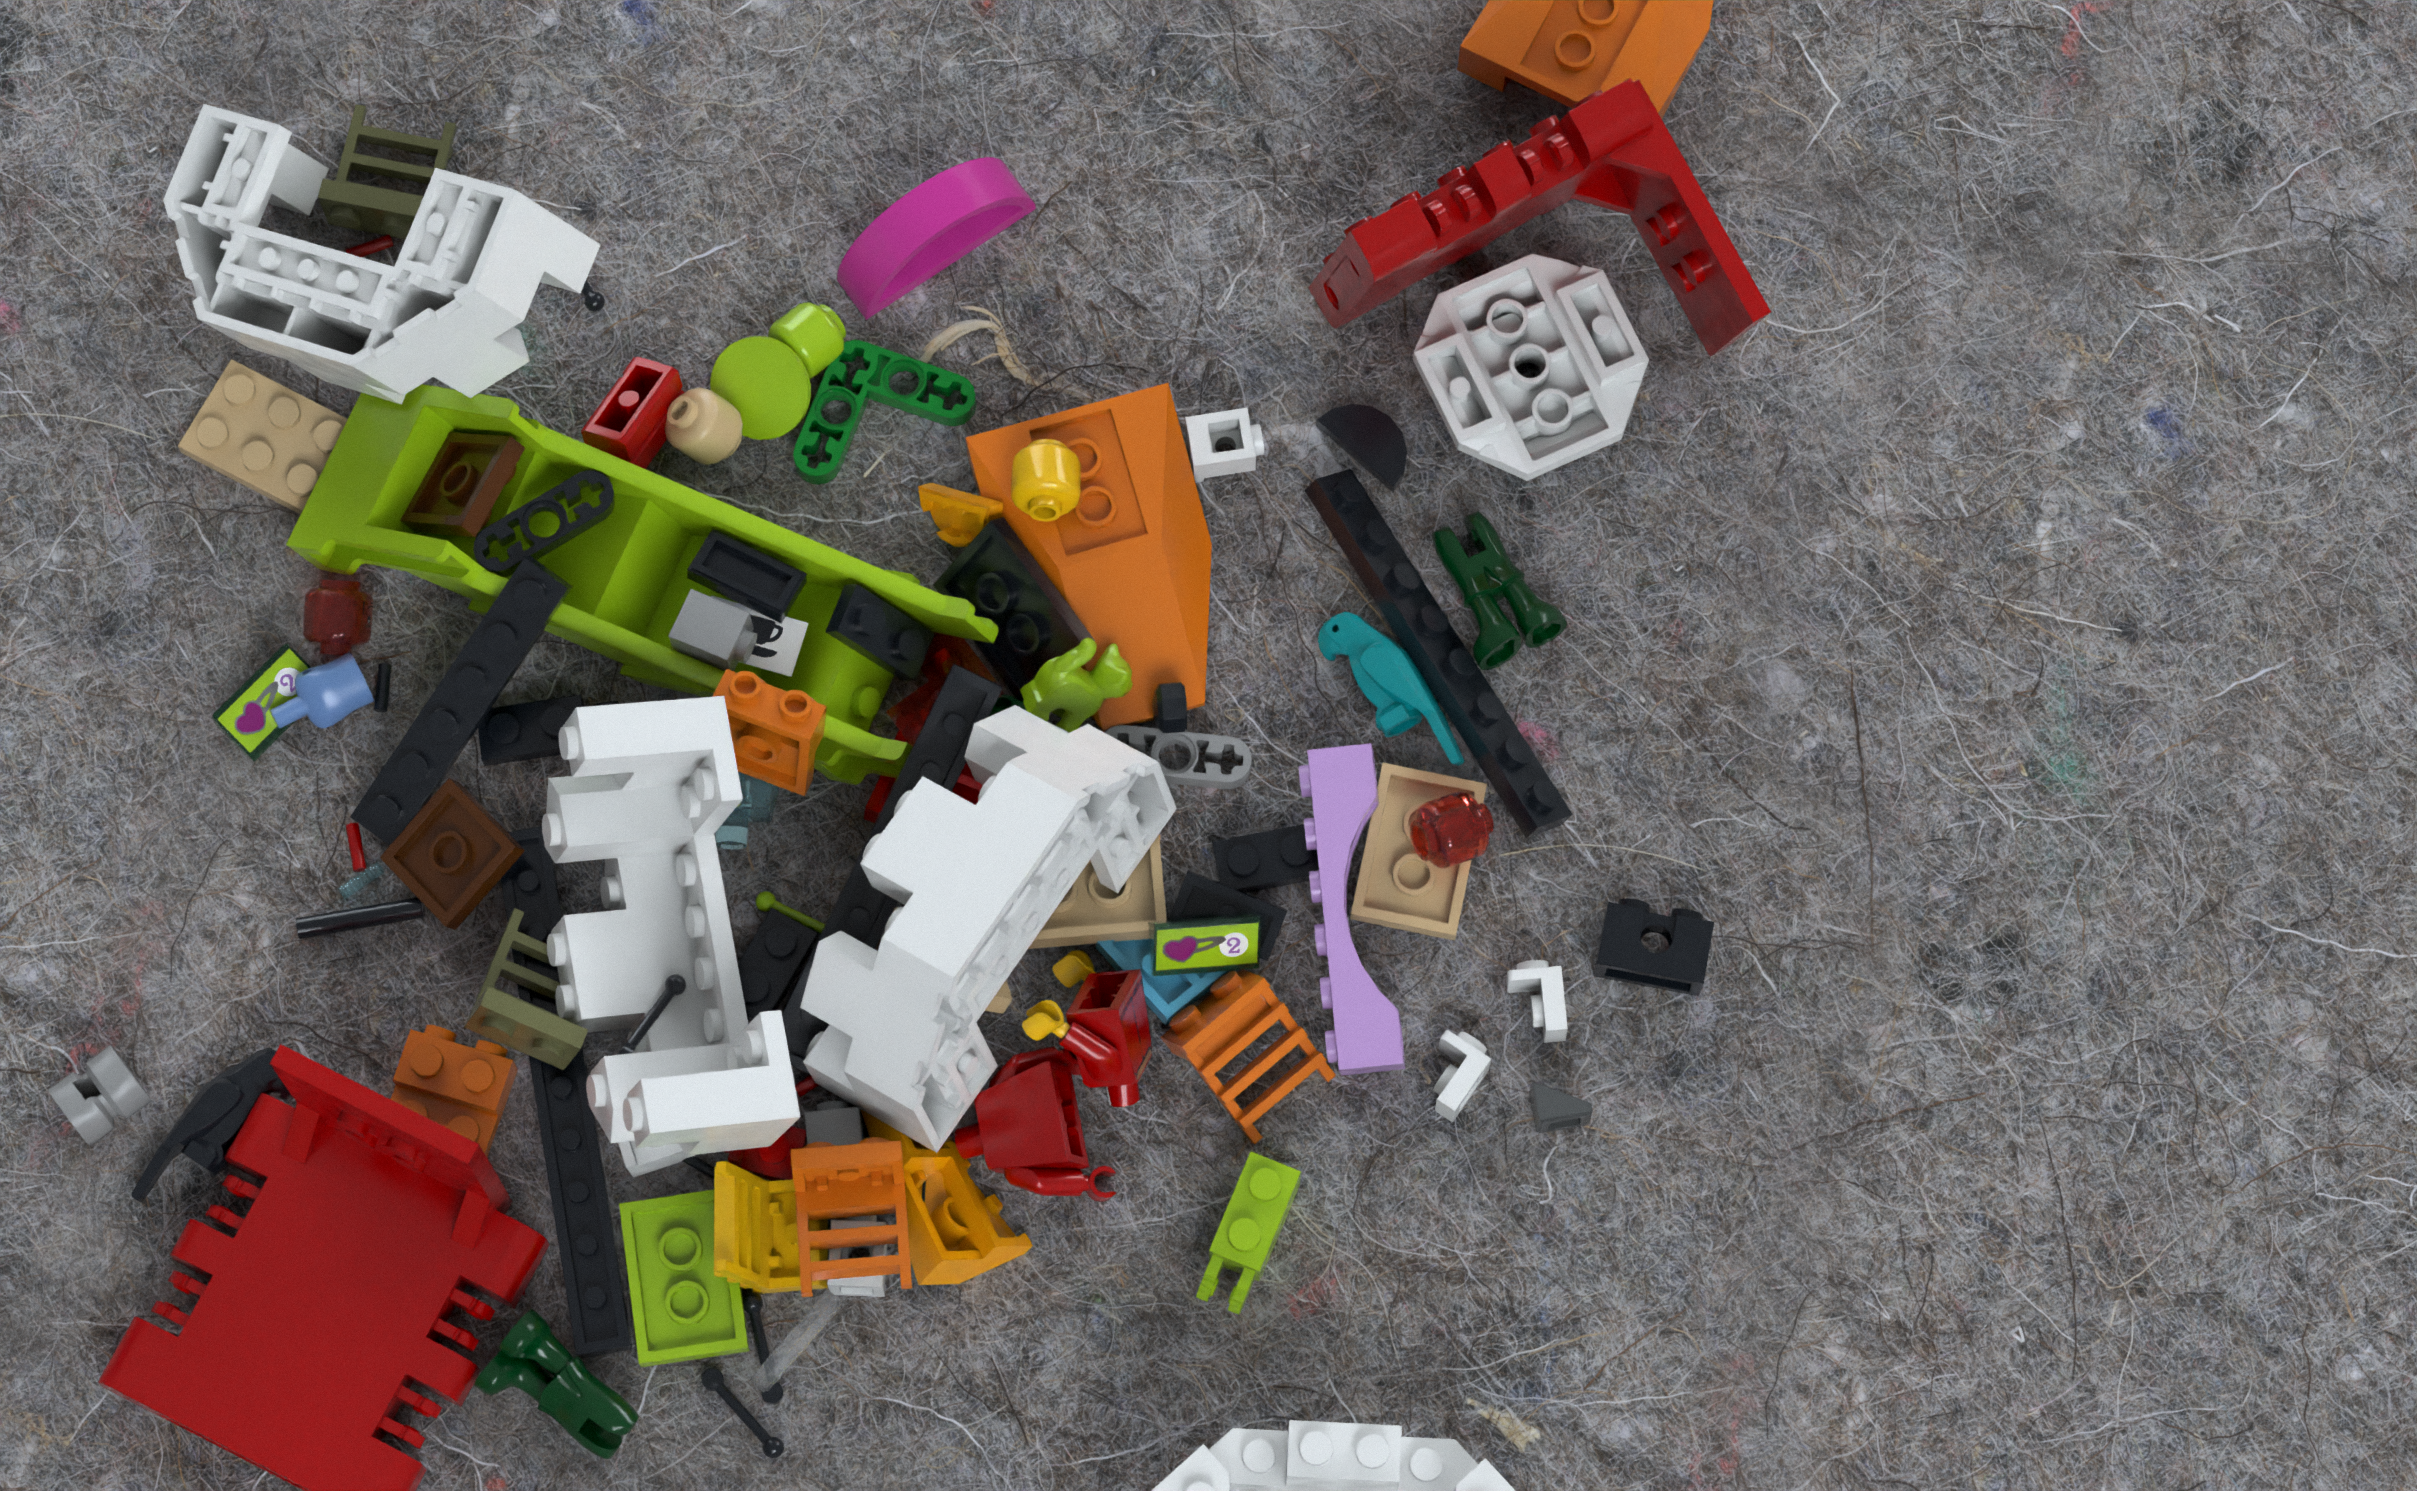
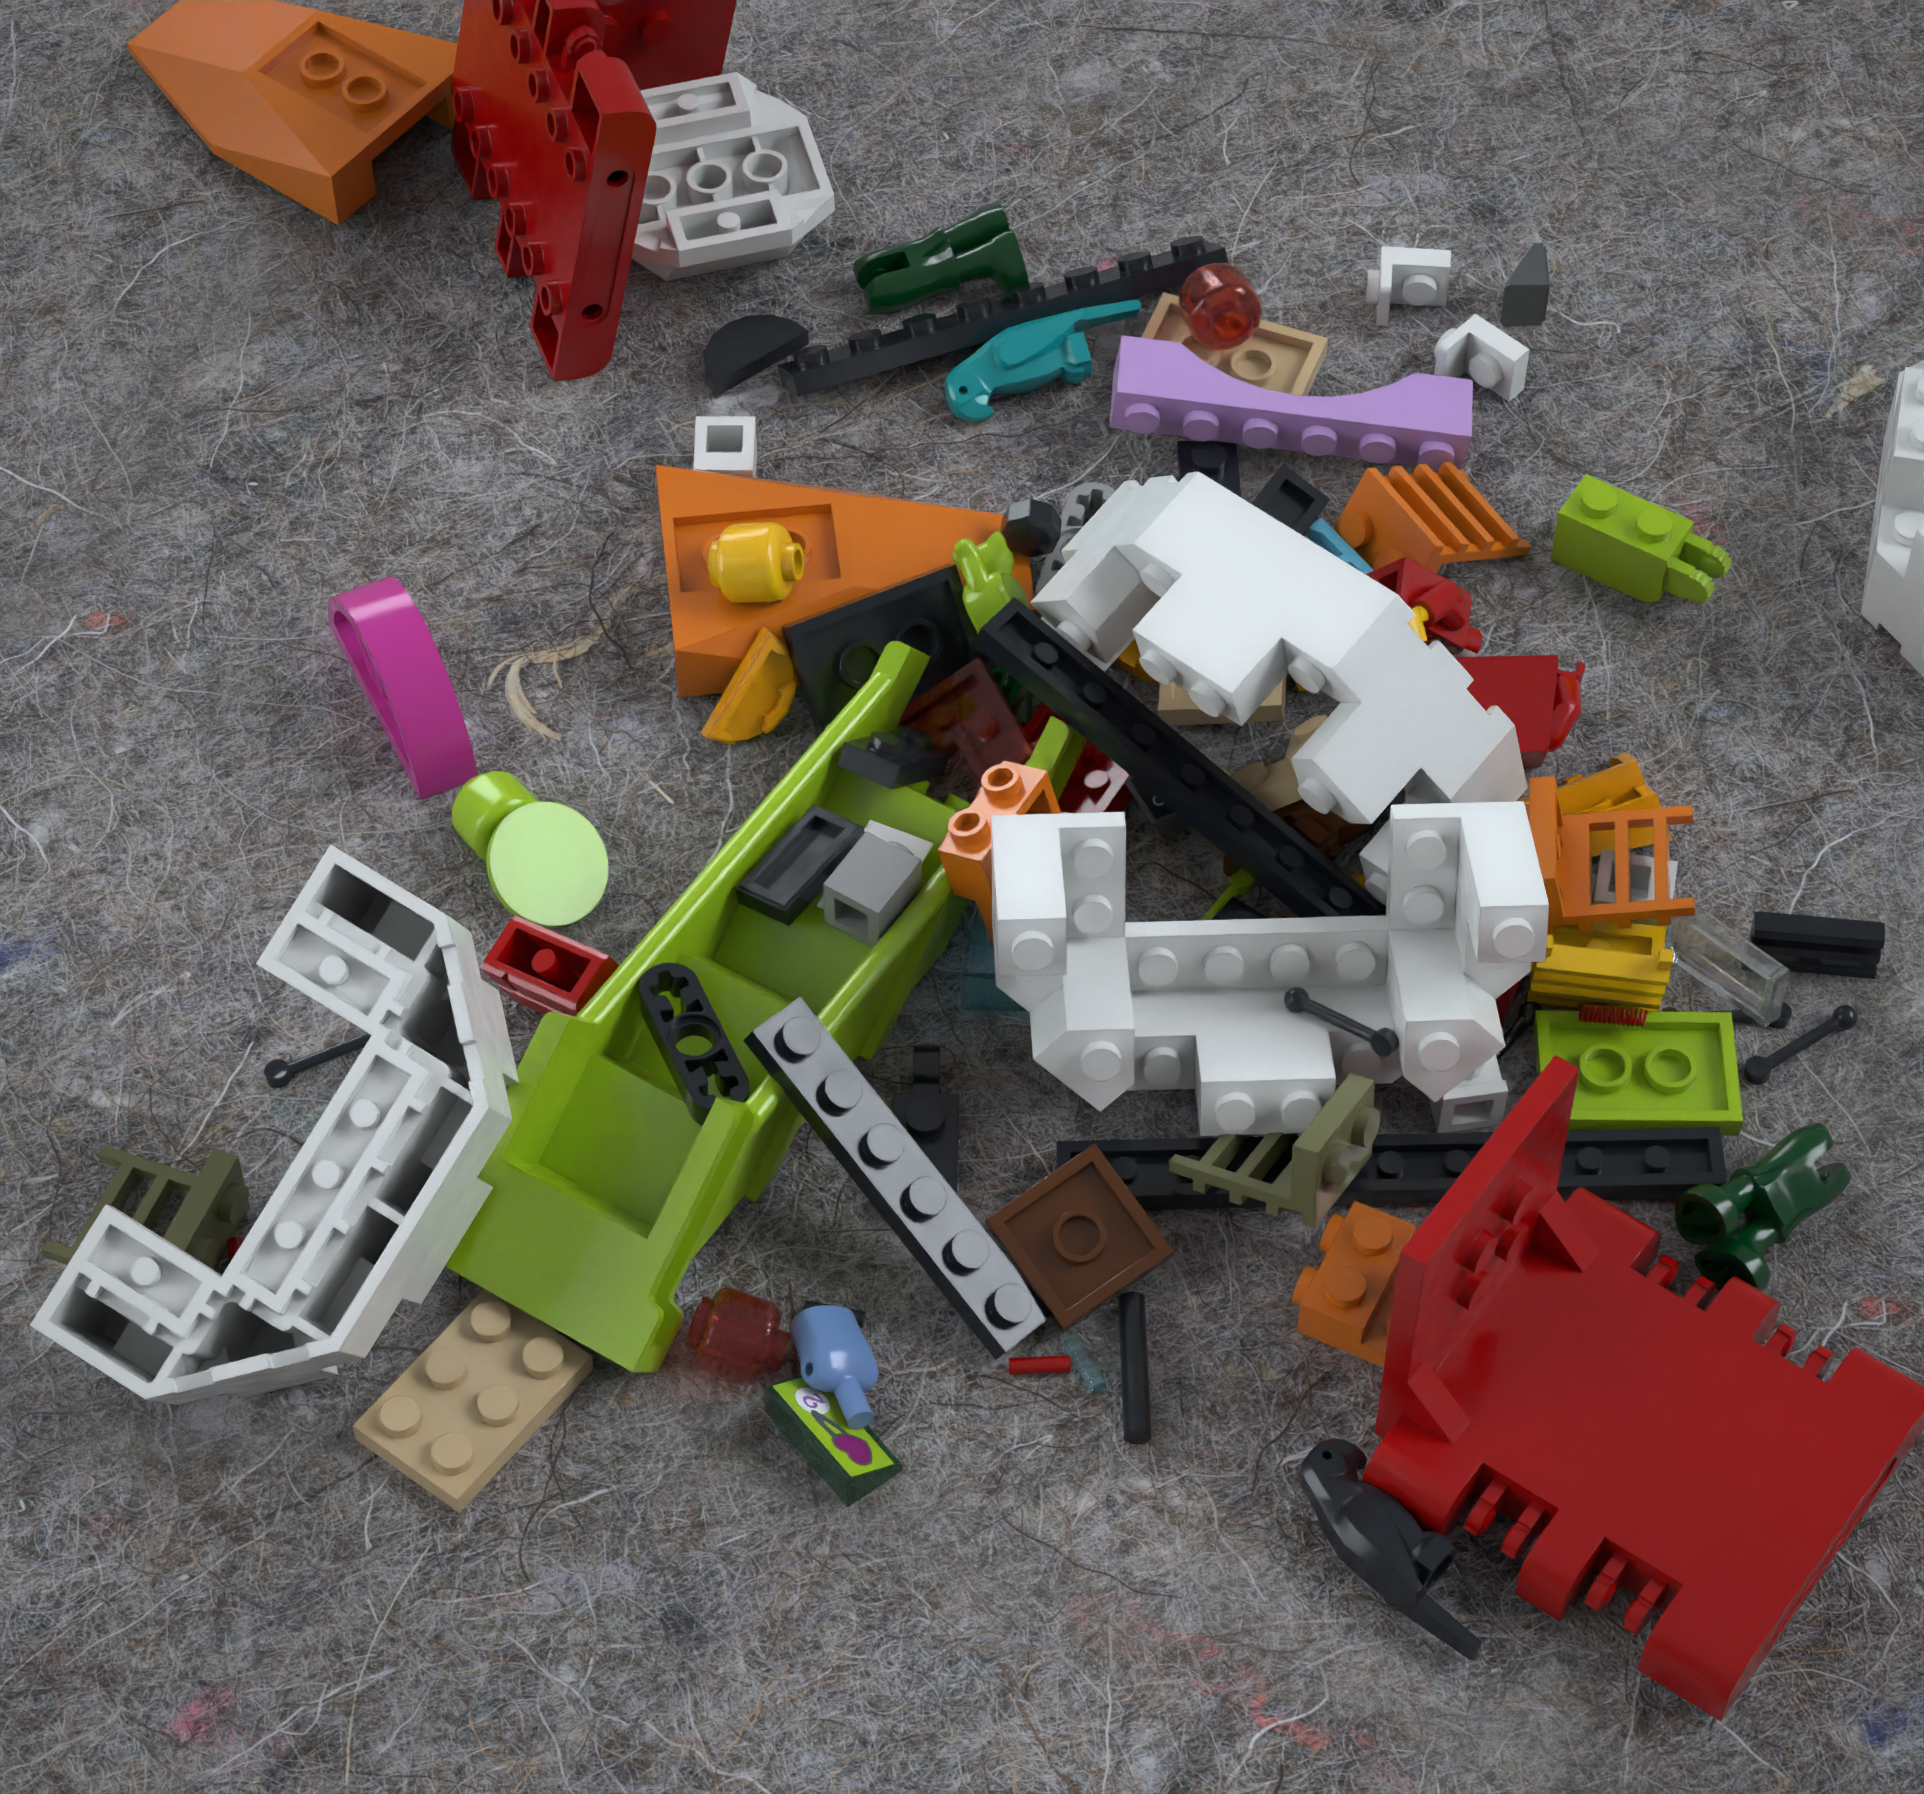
camera: 80 degrees left, 20 degrees down
(99, 1095) = (1342, 1676): light grey wheel -> none
(463, 484) = (616, 1134): reddish brown plate -> none
(703, 426) = (587, 913): tan head -> none
(833, 1413) = (1820, 943): none -> black tile
(874, 385) = (569, 770): green beam -> none
(1205, 945) = (1311, 510): slope -> none
(1626, 960) = (1363, 191): black brick -> none

